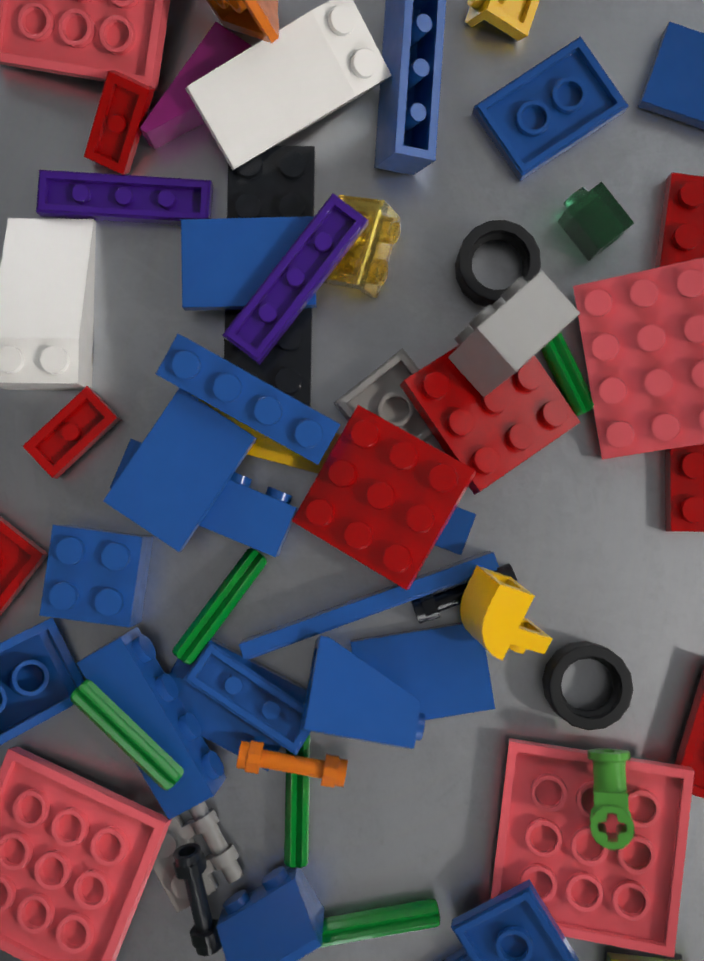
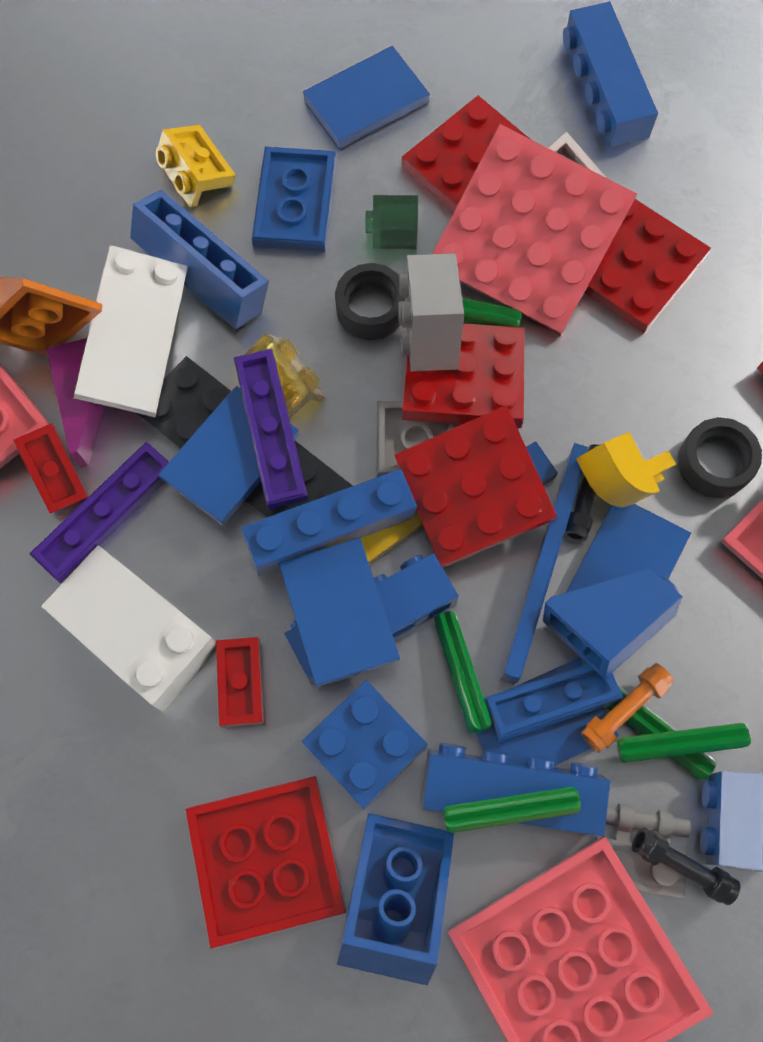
camera: 50 degrees left, 15 degrees down
(297, 830) = (683, 742): none -> green axle

